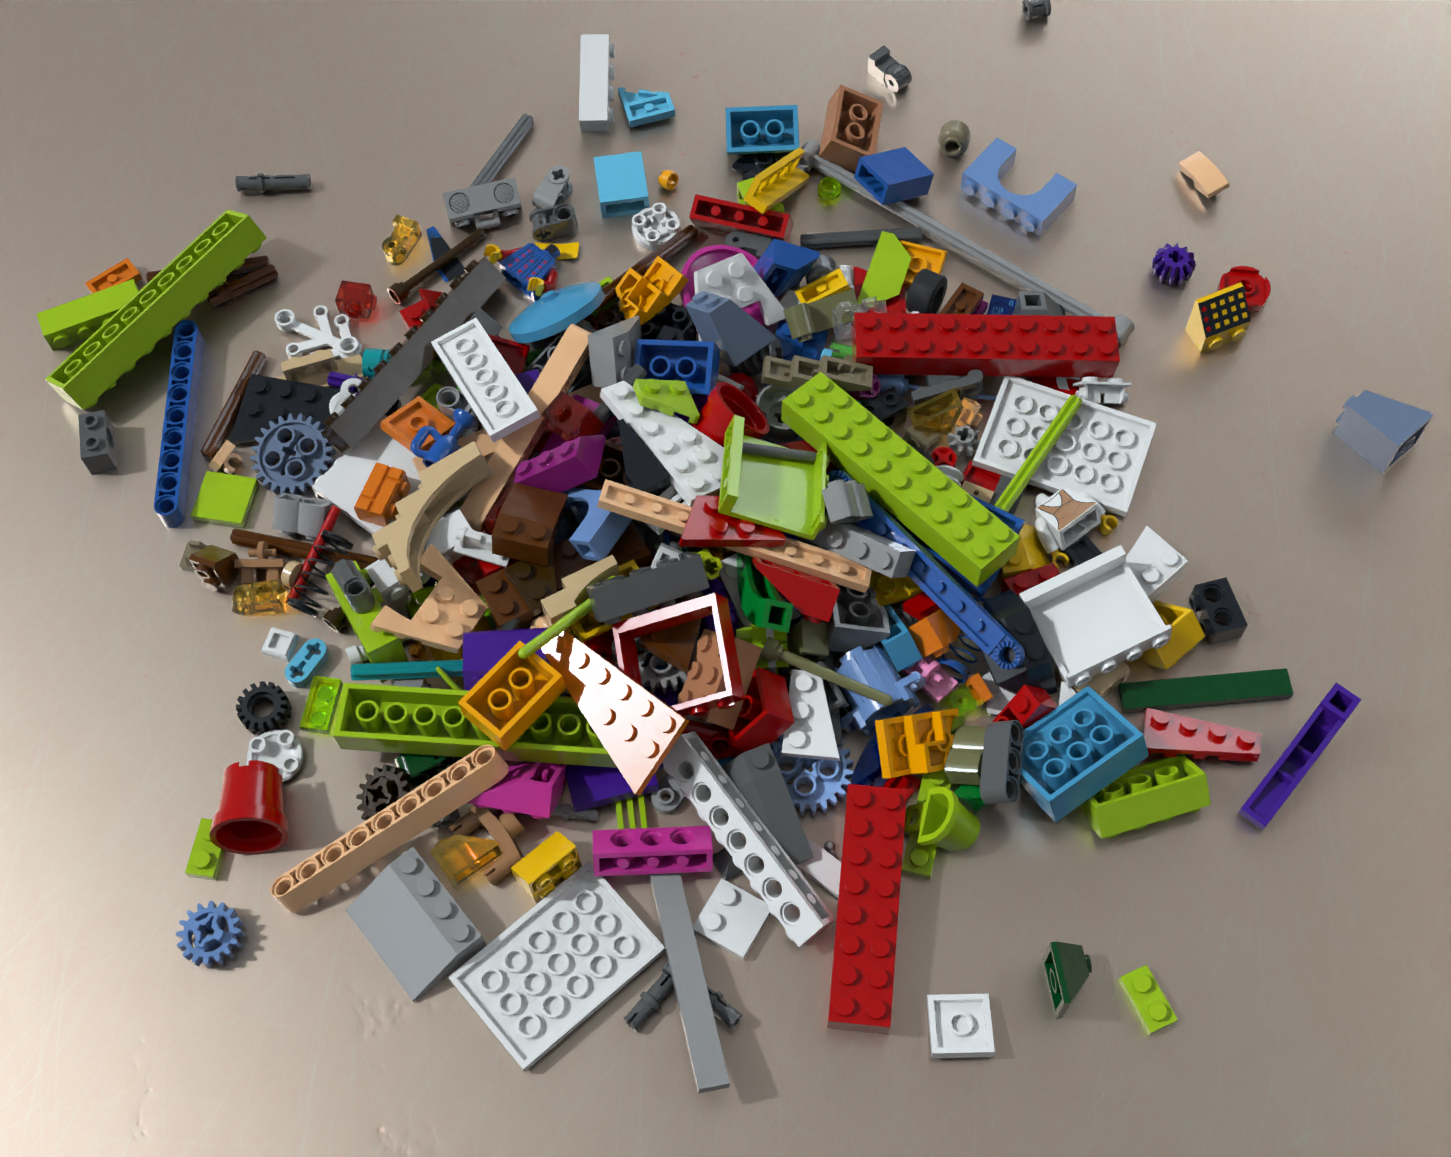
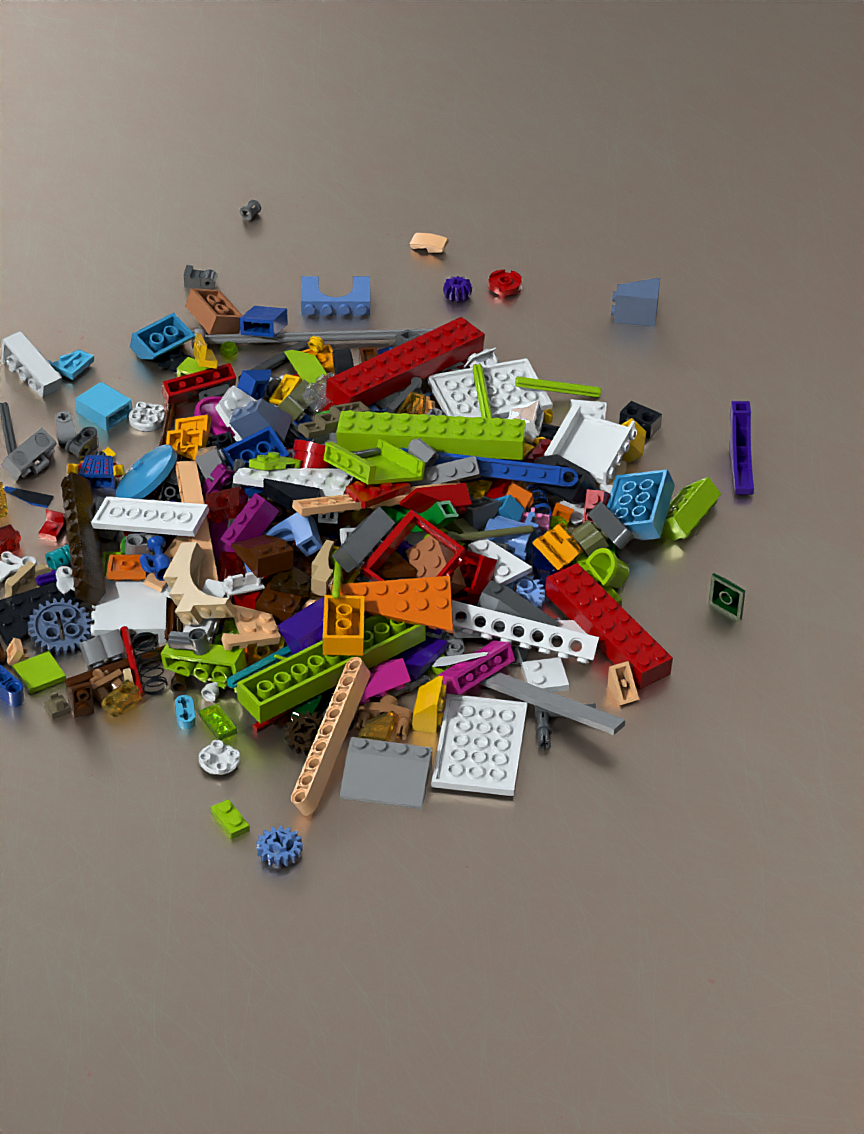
camera: 45 degrees left, 20 degrees down
(250, 810) = (242, 777): red piece -> none
(253, 698) = (186, 734): black tyre -> none
(280, 644) = (157, 714): white tile -> none
(381, 492) = (147, 605): orange brick -> none
(400, 291) = (27, 523): dark brown piece -> none
(594, 379) = (221, 477): none -> magenta hinge
(638, 819) = (448, 660): none -> white sticker
(668, 179) = (127, 390): light orange hinge -> none
(802, 1012) = (622, 683): none -> light nougat slope
(924, 244) = (316, 344): none -> yellow plate
(954, 138) = (274, 291): dark tan head -> none
(960, 1026) = (700, 646): white plate -> none
(1147, 999) = (772, 586): lime plate -> none
(1155, 492) = (559, 387): none -> lime axle
(1185, 735) = (693, 470): wing -> none
(1205, 690) = (674, 451): dark green tile -> none
(1219, 318) = (509, 298): slope -> none

